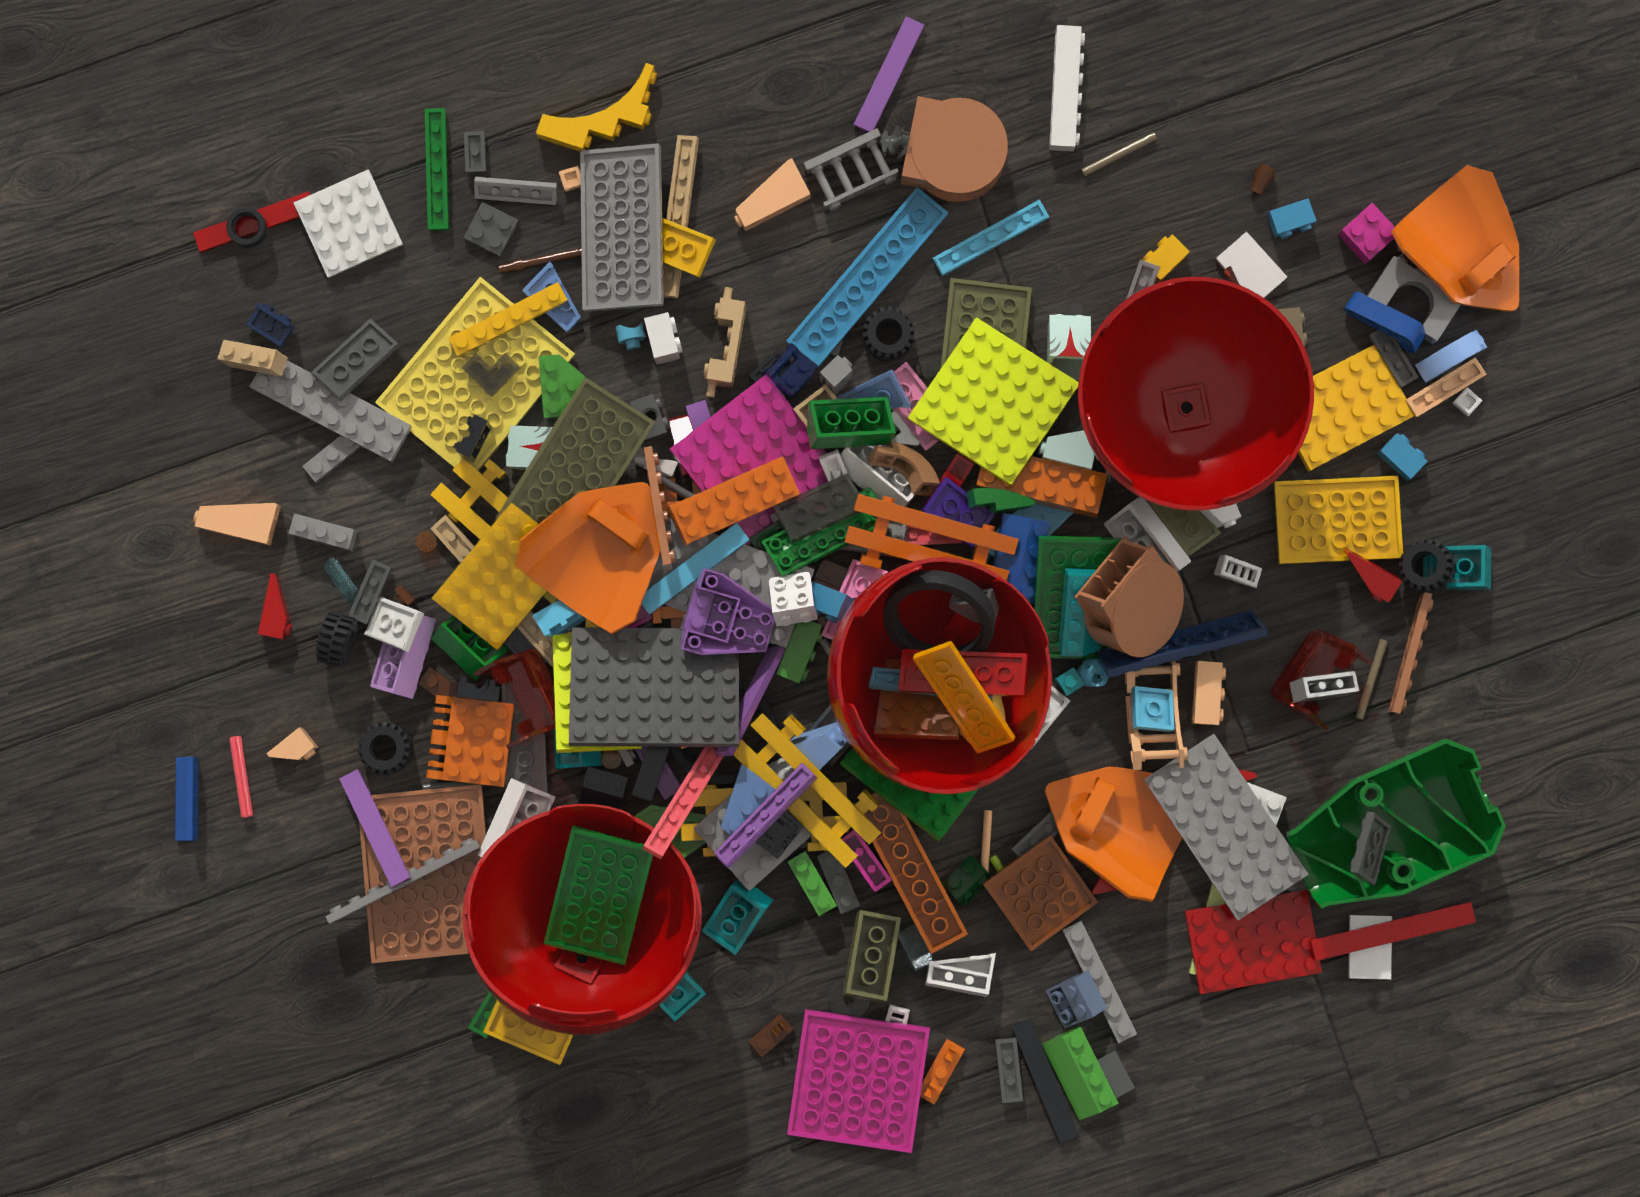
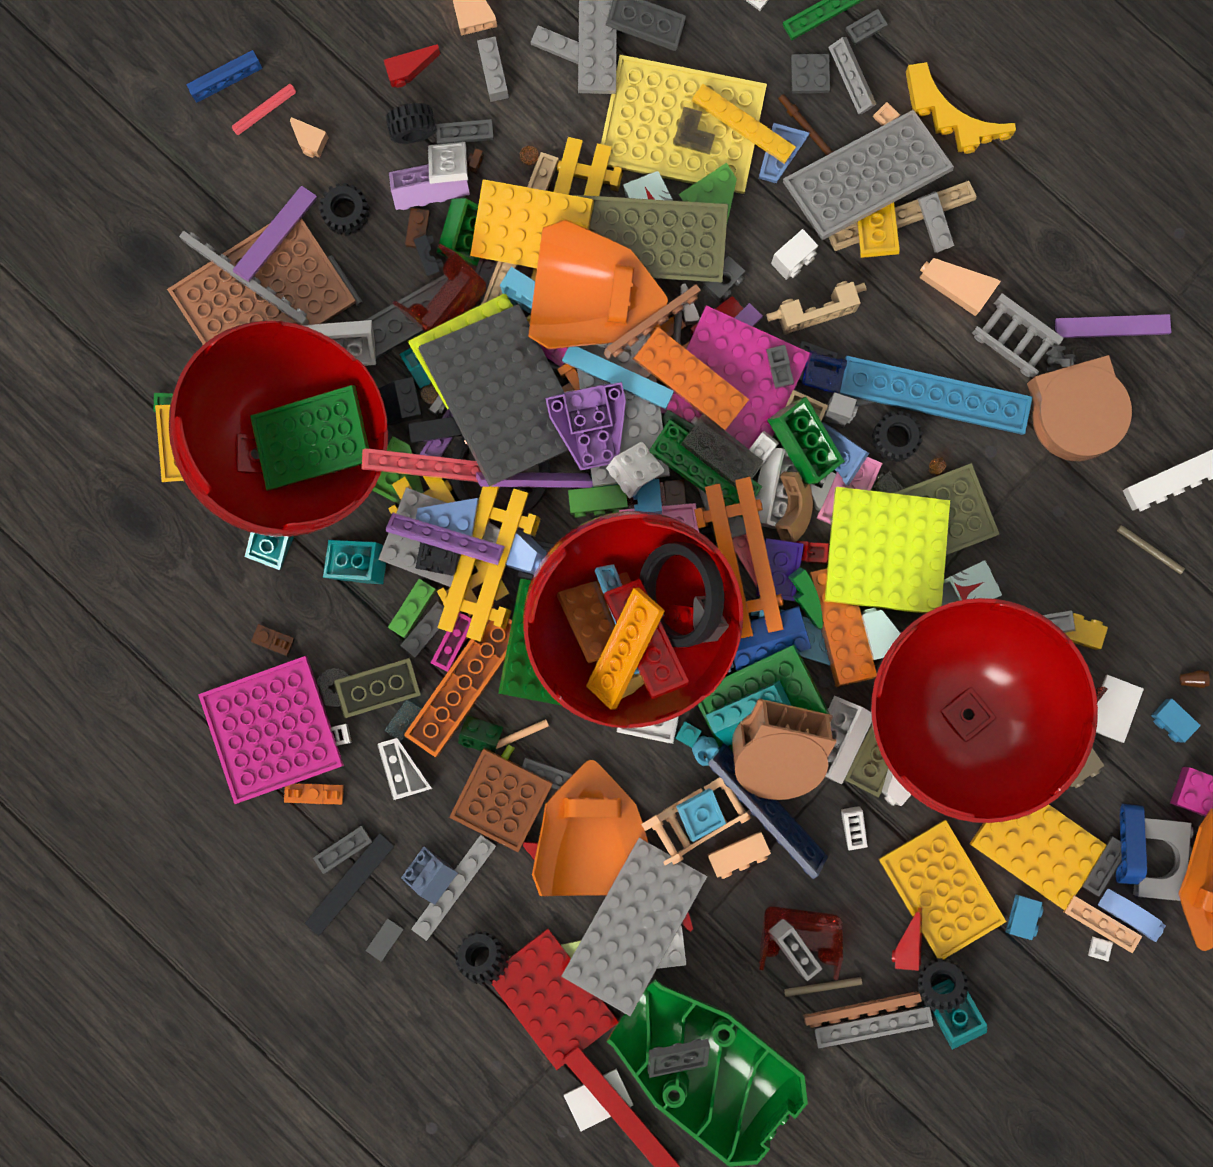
camera: 65 degrees right, 0 degrees up
(340, 578) = (464, 103): clear light blue slope -> none
(471, 445) = (628, 147): black brick -> none
(473, 741) = (386, 275): orange hinge -> none
(630, 336) = (782, 229): medium azure piece -> none
(701, 188) = (935, 222): none -> light grey plate
(765, 410) = (779, 366): none -> dark grey slope
(936, 311) = (937, 466): none -> clear orange plate
(990, 238) = (1022, 480): medium azure tile -> none
(1079, 1073) = (370, 910): bright green slope -> none
(1166, 992) = (472, 948): none -> black tyre
(1432, 651) = (873, 1026): none -> light grey plate

